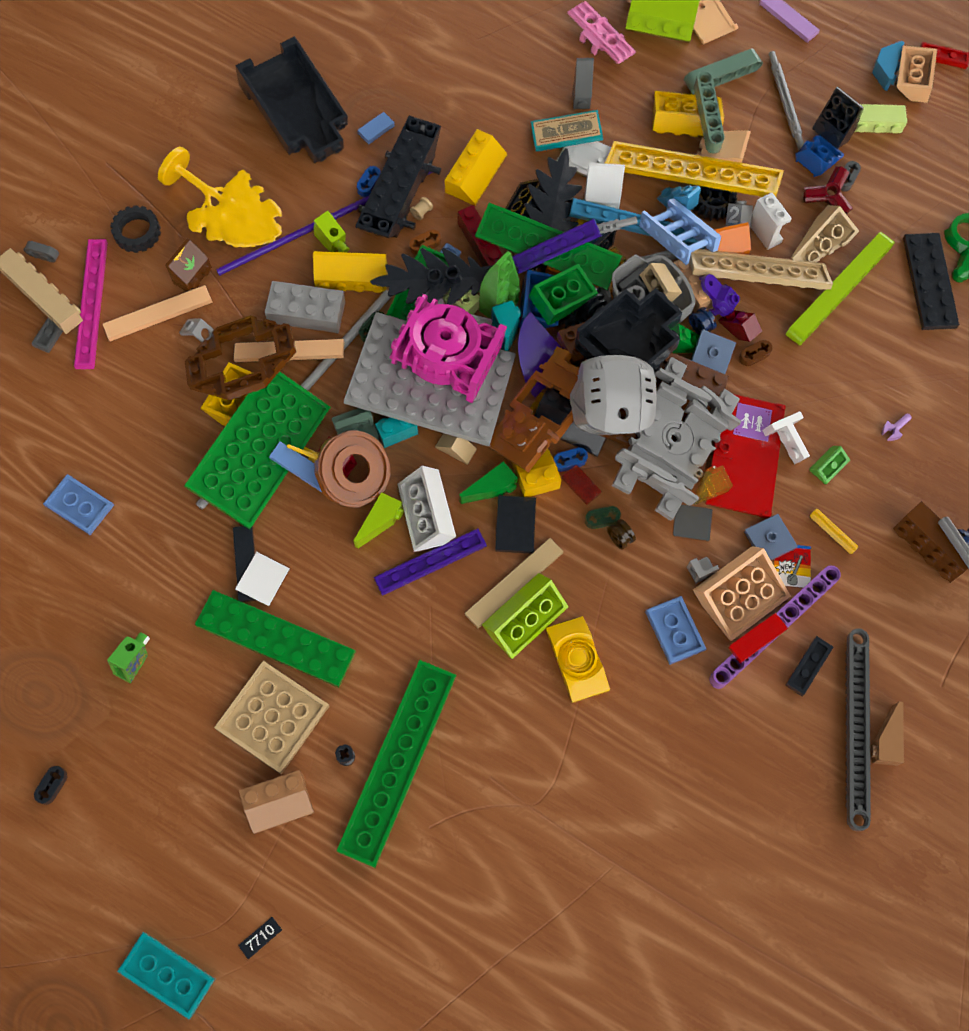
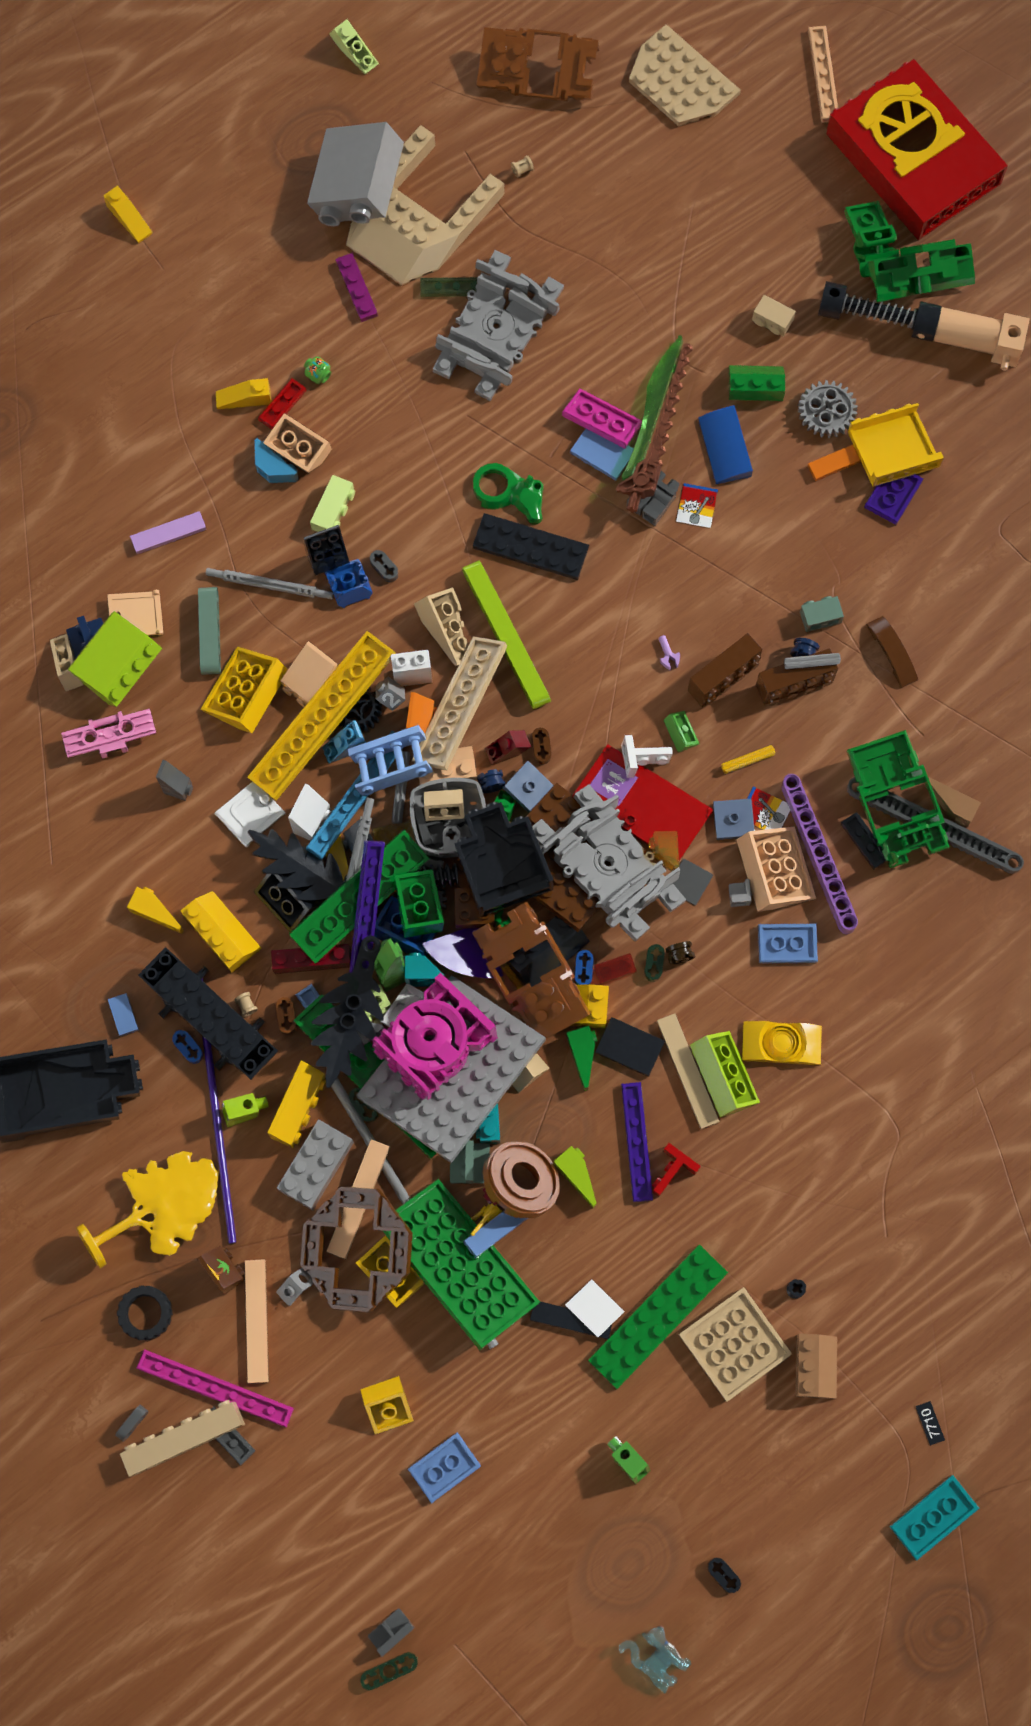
camera: 65 degrees left, 5 degrees up
(117, 436) = (386, 1405): none -> yellow slope
(396, 764) = (819, 1243): green plate -> none
(416, 600) = (673, 1167): none -> red bracket
(426, 509) = (585, 1125): white slope -> none
(472, 114) = (148, 906): none -> yellow slope
(566, 130) = (214, 819): tile -> none
(620, 386) = (573, 895): light grey piece -> none
(709, 112) = (262, 665): sand green beam -> none
(723, 296) = (474, 752): dark purple piece -> none
(758, 638) = (827, 874): red tile -> none
(835, 184) = (411, 592): dark red piece -> none
(891, 653) = (888, 765): none -> green piece
(907, 476) = (724, 670): none -> reddish brown brick
(937, 26) = (244, 394): none -> yellow slope

